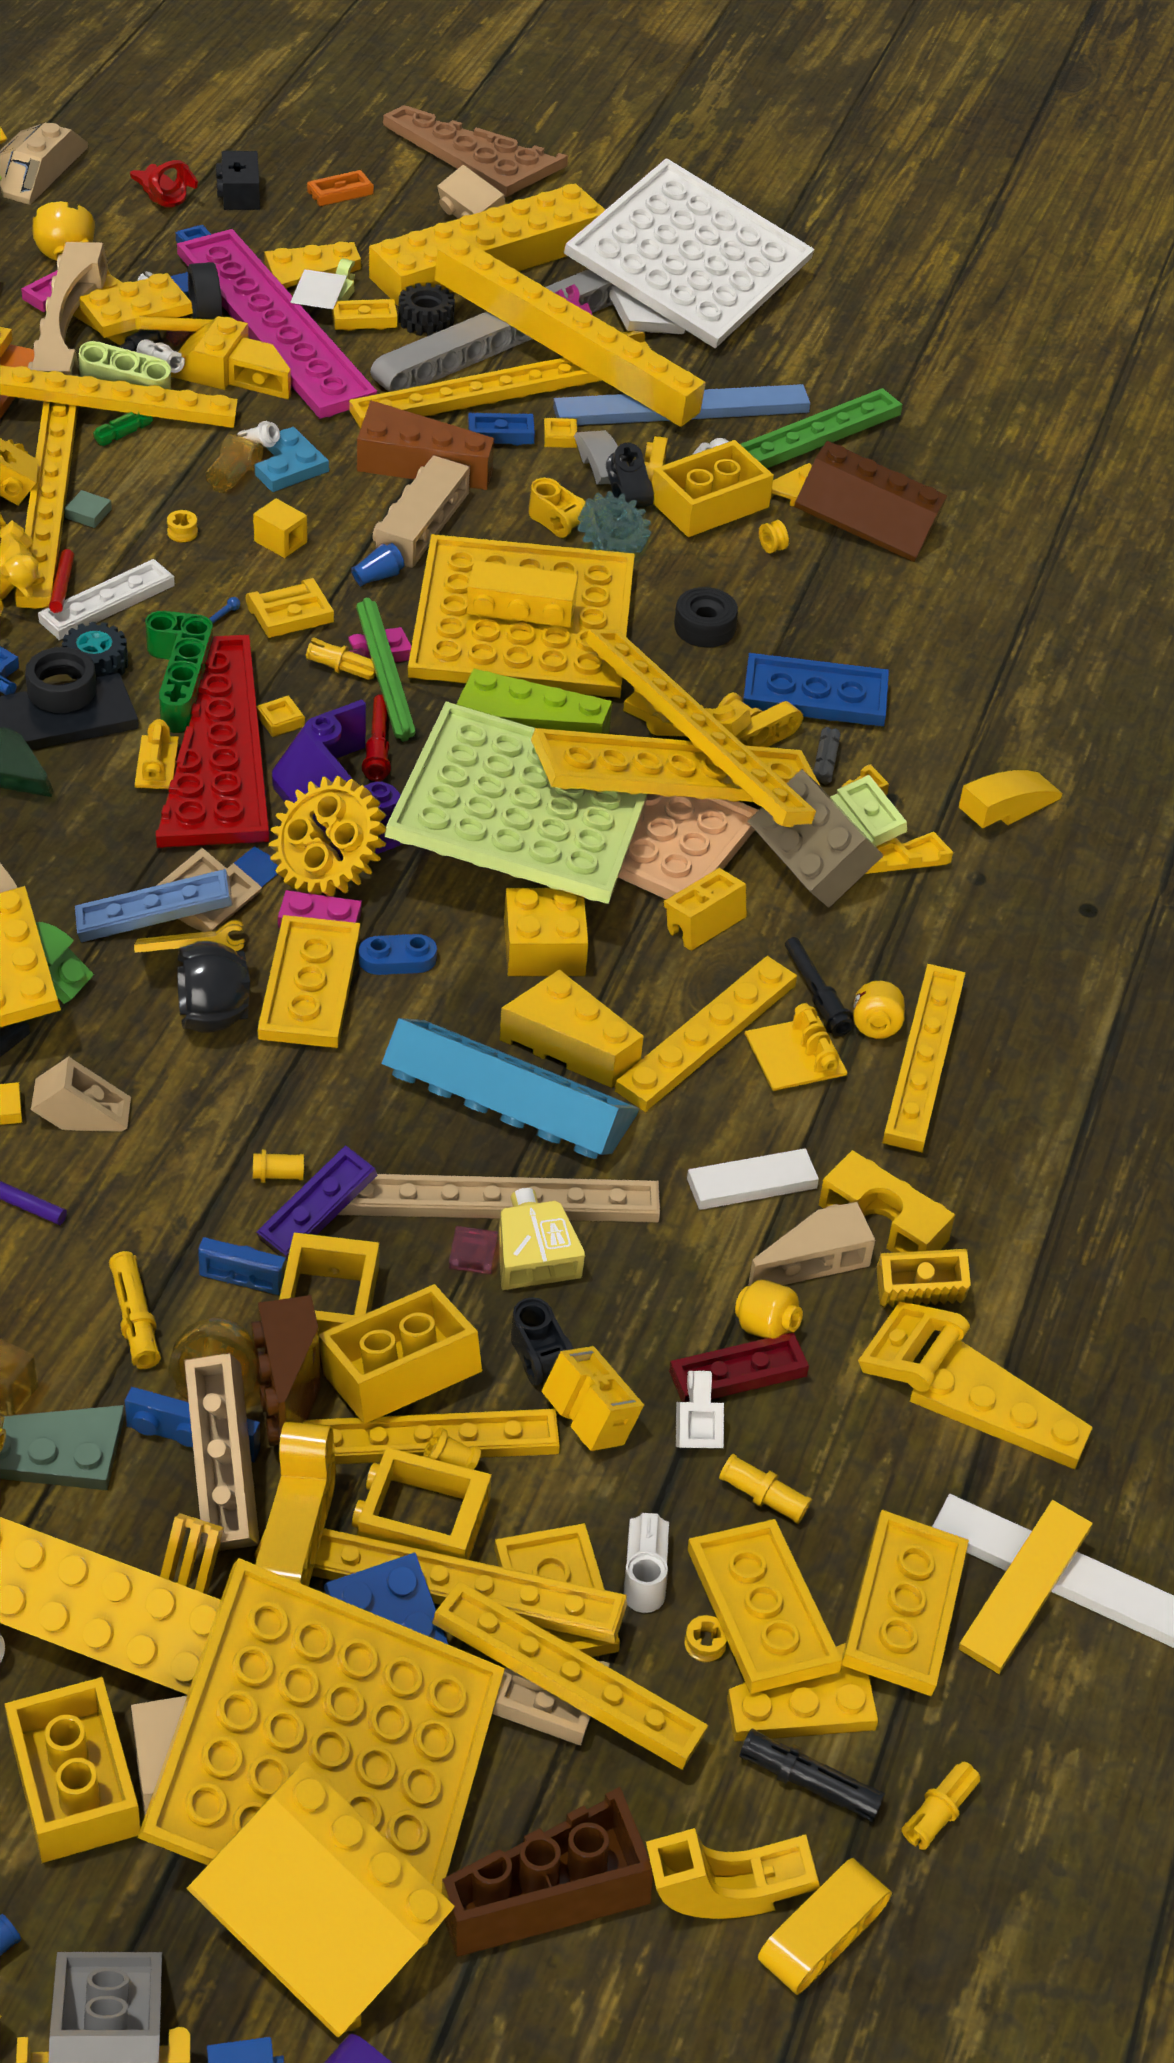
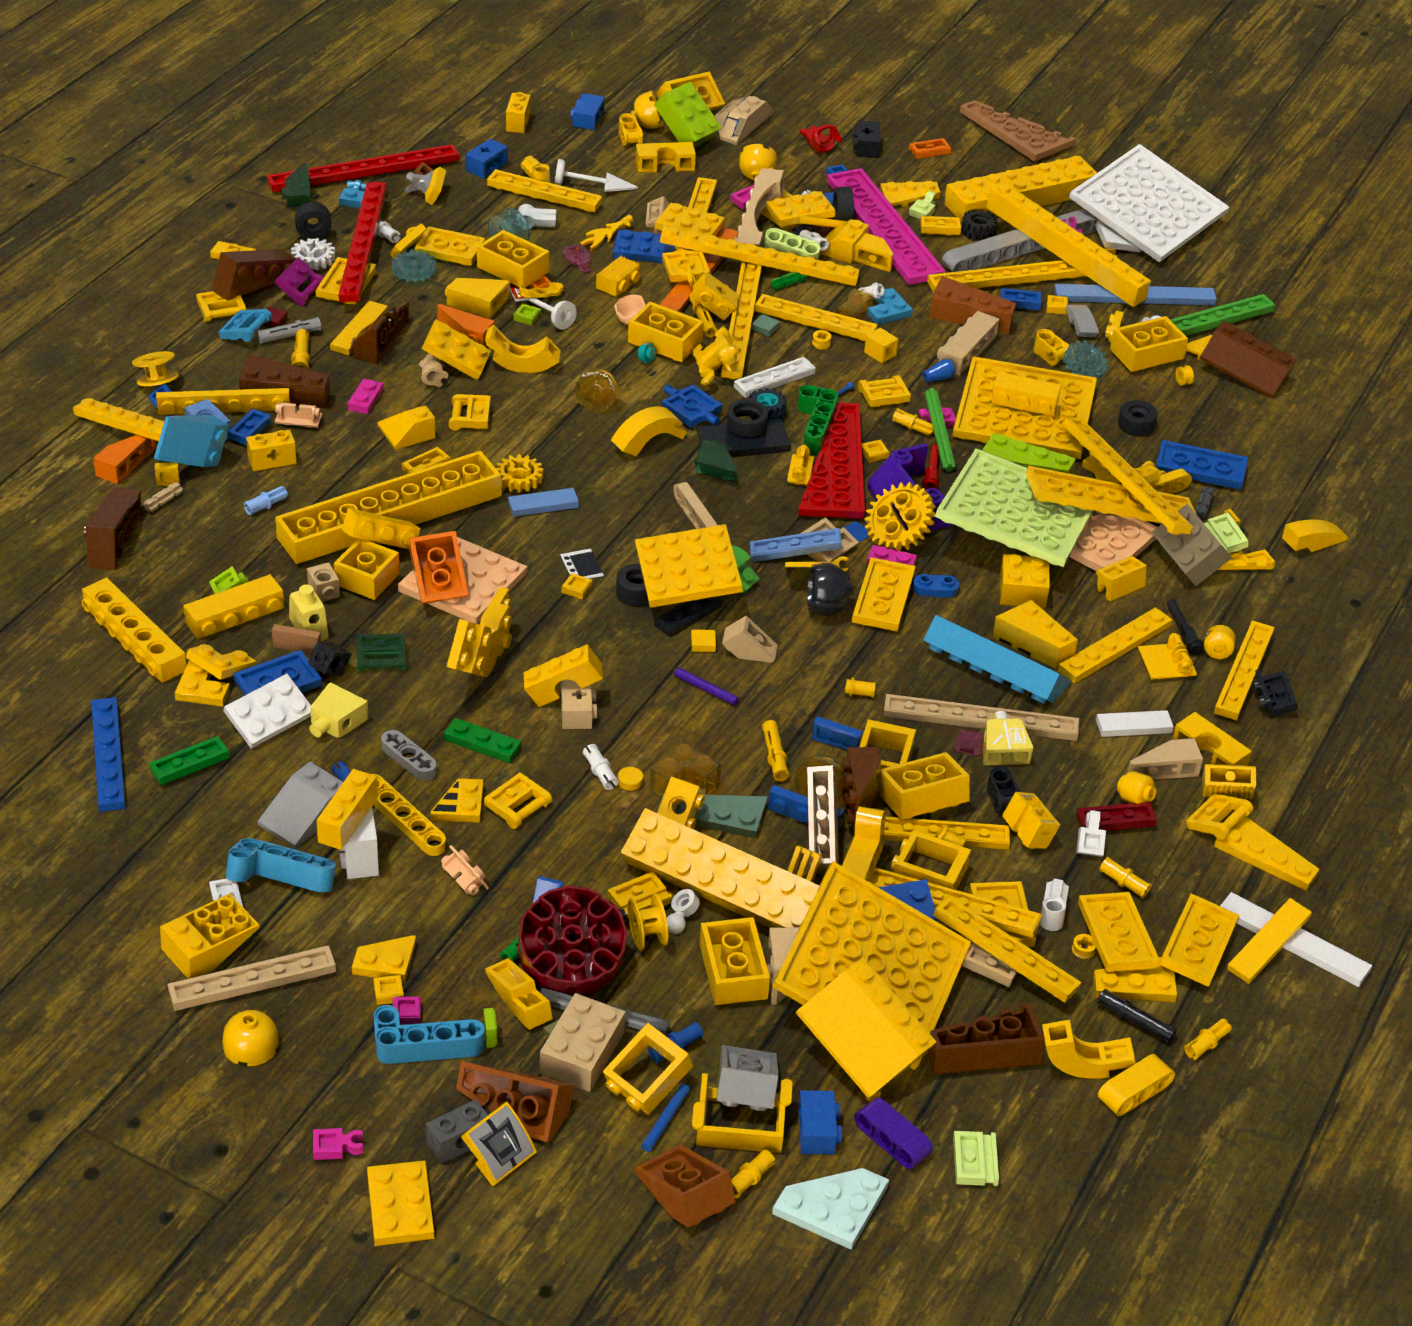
camera: 10 degrees right, 5 degrees down
(61, 581) = (748, 364): red bar -> none
(167, 488) = (814, 317): none -> yellow plate
(318, 289) = (913, 208): white sticker -> none
(318, 1200) = (883, 705): dark purple tile -> none
(467, 194) = (1010, 157): tan brick -> none
(630, 479) = (1098, 332): black piece -> none
(982, 1095) = (1276, 693): none -> black bracket

